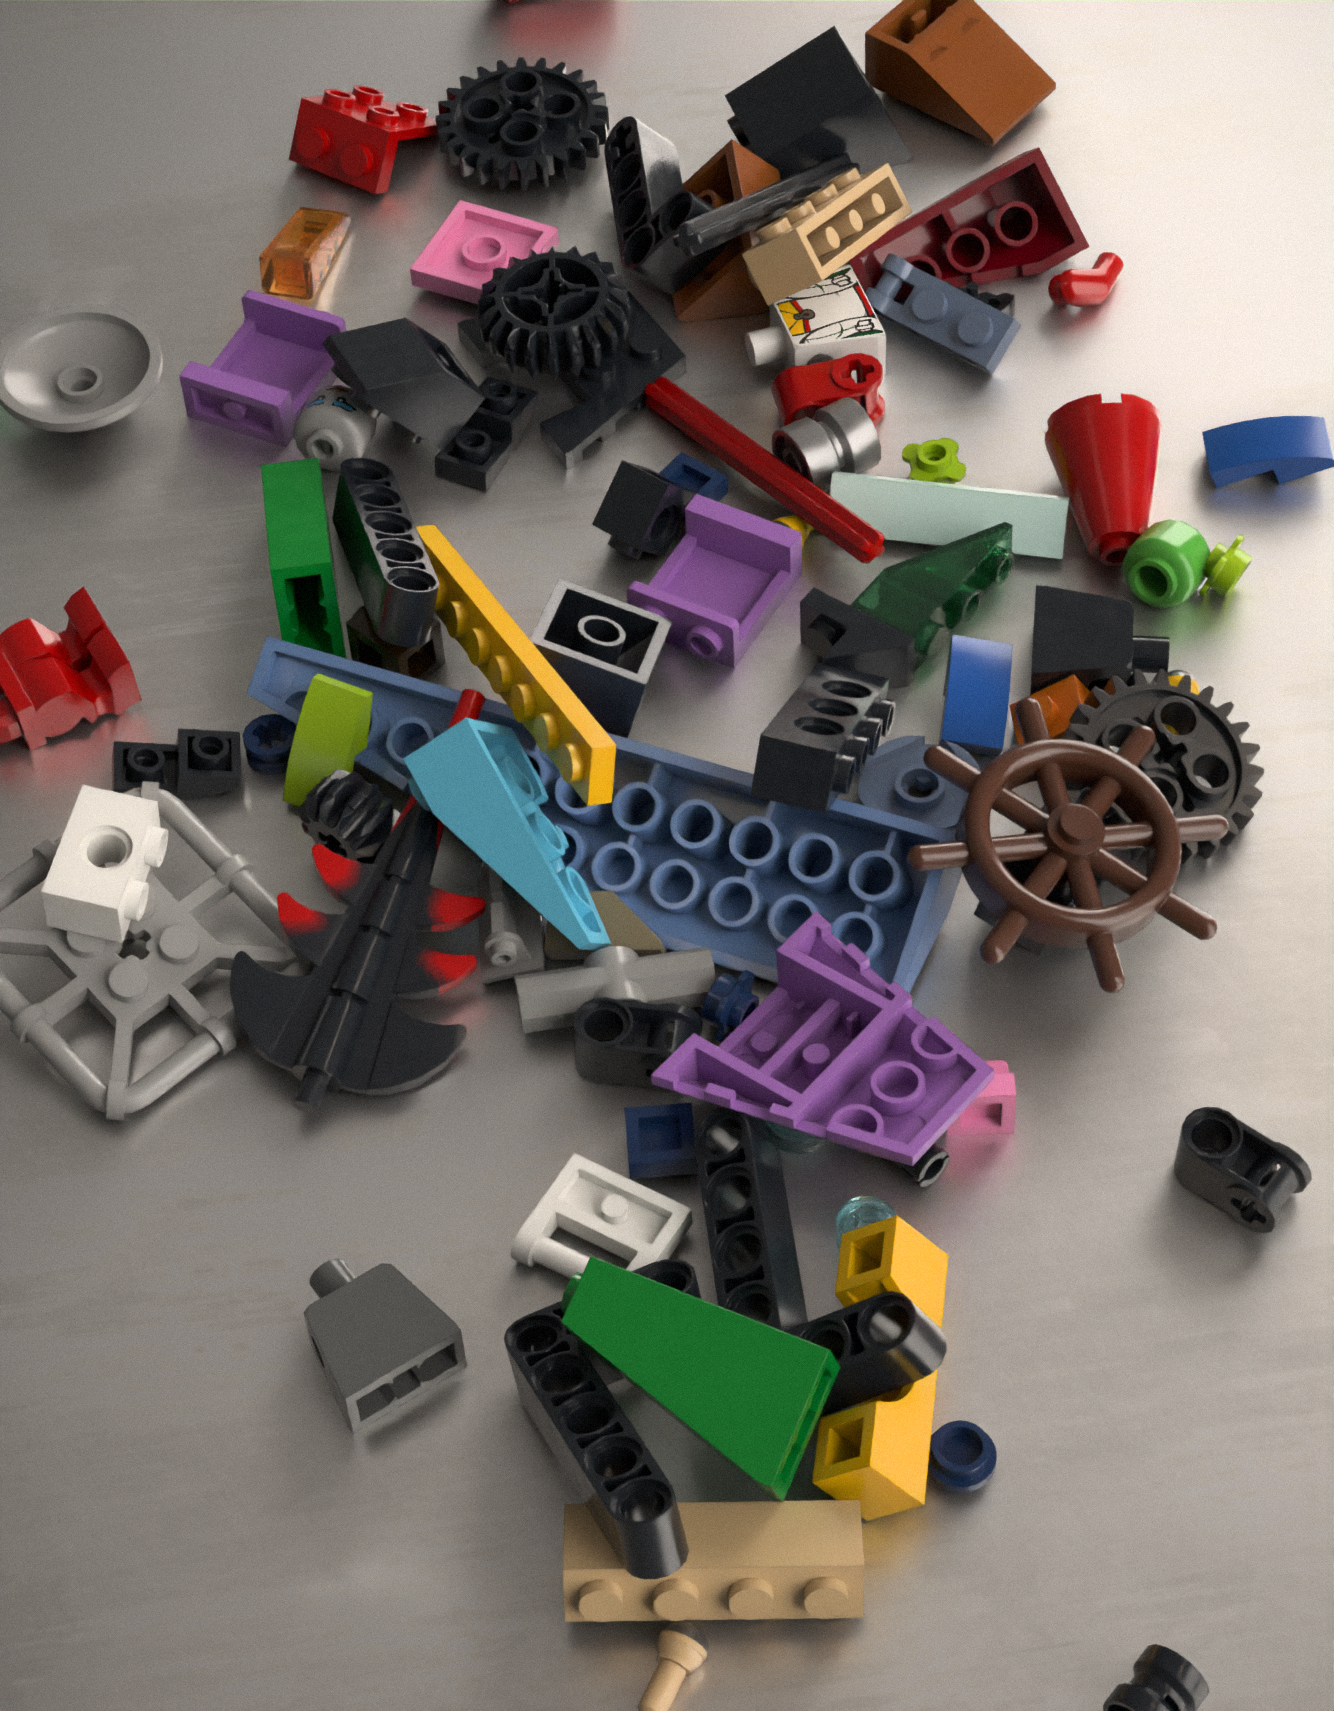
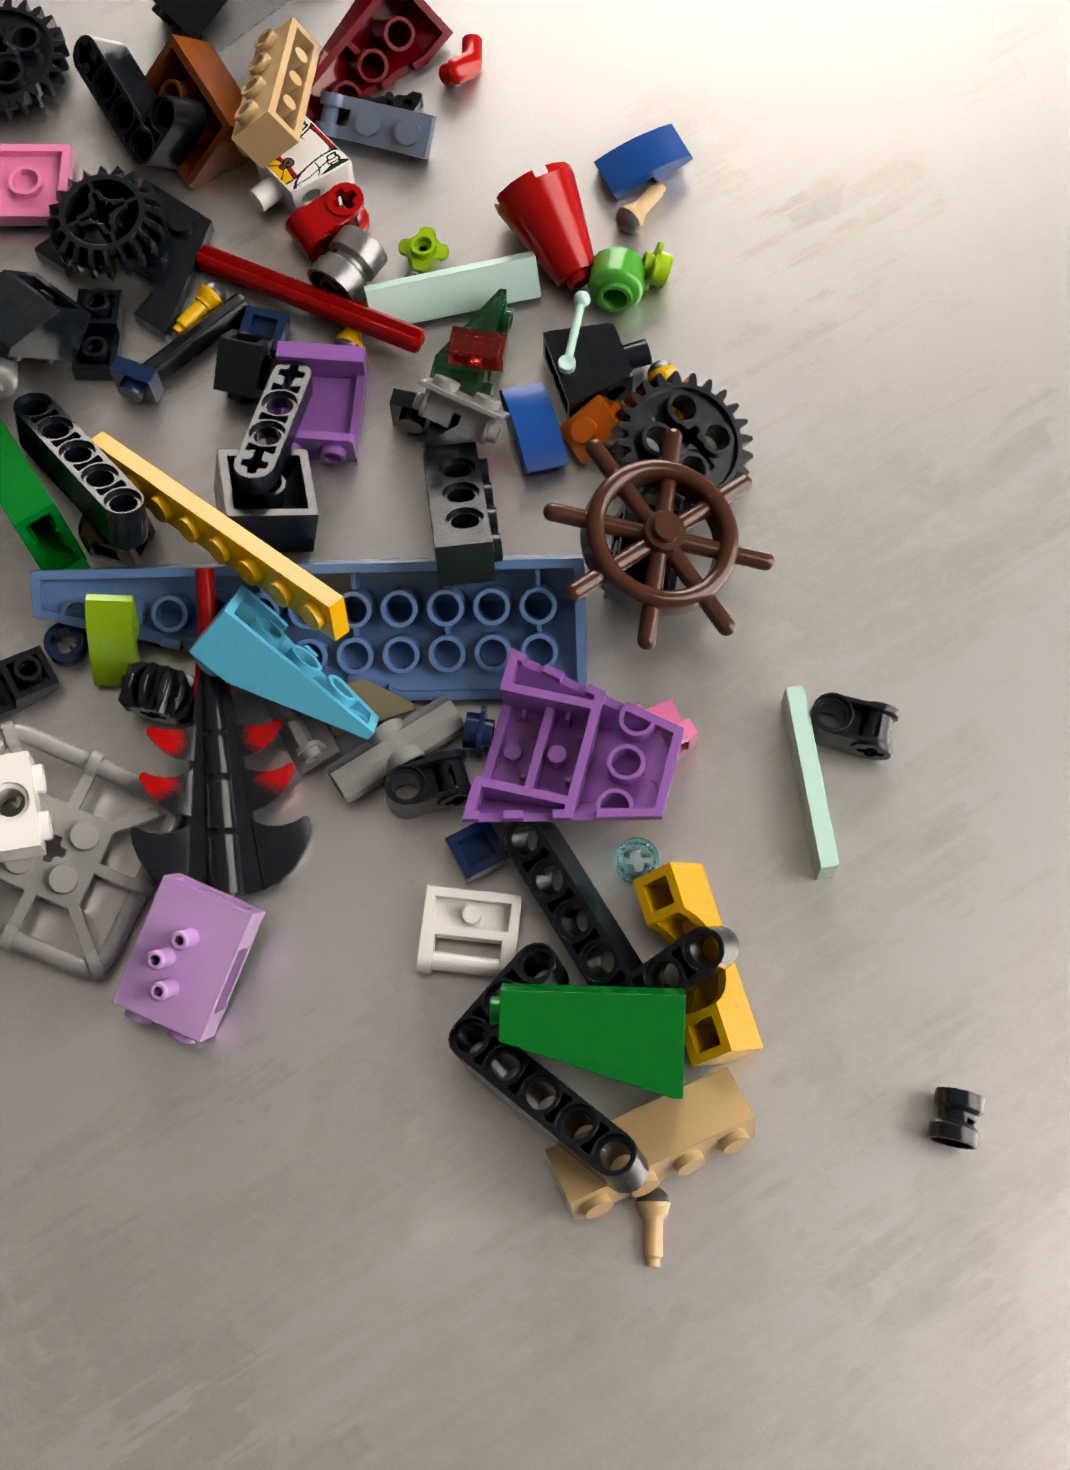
camera: 25 degrees left, 20 degrees up
(230, 1121) = (187, 958): none -> lavender piece
(378, 1340) = (359, 1073): dark grey torso -> none
(505, 491) = (136, 380): none -> dark blue plate
(591, 475) = (198, 337): none -> black axle
(640, 436) = (208, 298): none -> yellow piece
(640, 577) = (270, 425): none -> black beam
(757, 207) = (222, 85): black axle -> none
(901, 765) = (525, 495): sand blue plate -> none
(903, 644) = (476, 412): none -> light grey hinge
(940, 572) = (477, 349): none -> clear red piece
(961, 1457) = (767, 998): dark blue plate -> none
(1049, 625) = (567, 362): none -> light aqua hinge
(1145, 1218) = (809, 783): none -> light aqua tile
(1224, 506) = (632, 215): none -> tan piece

